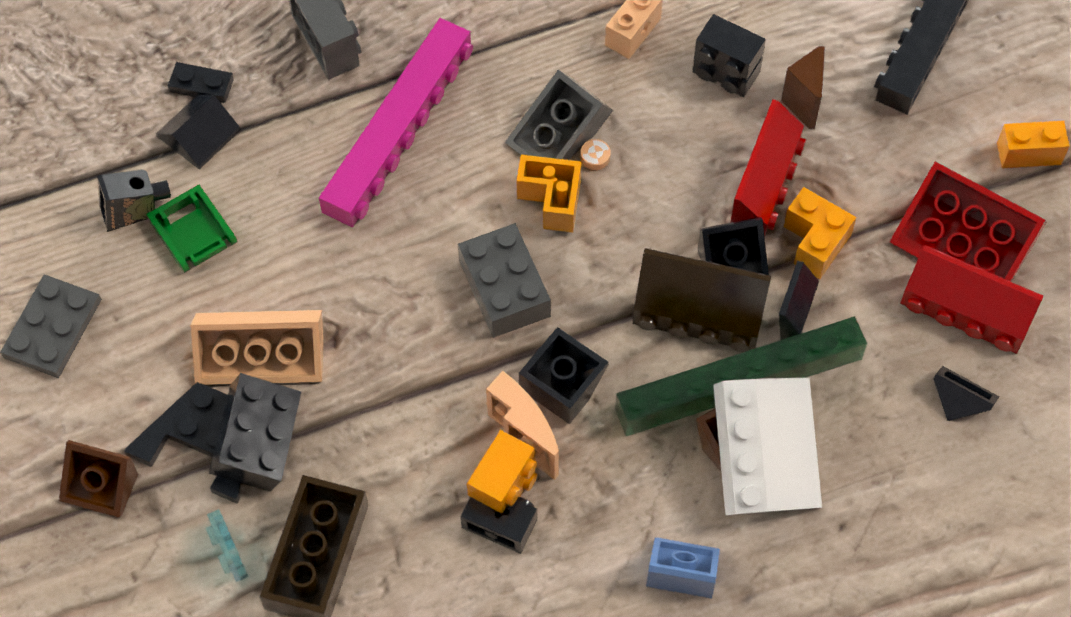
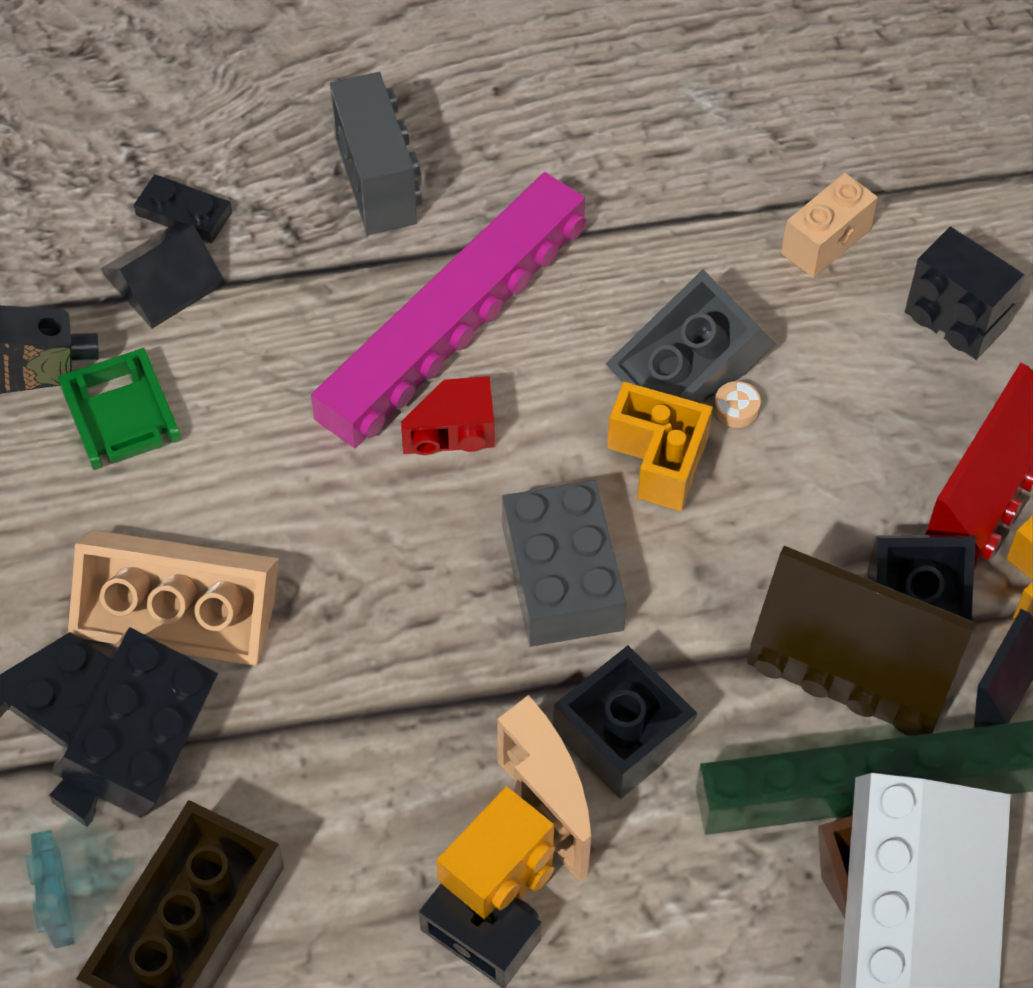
camera: 10 degrees right, 5 degrees down
(413, 196) = (451, 418): none -> red slope

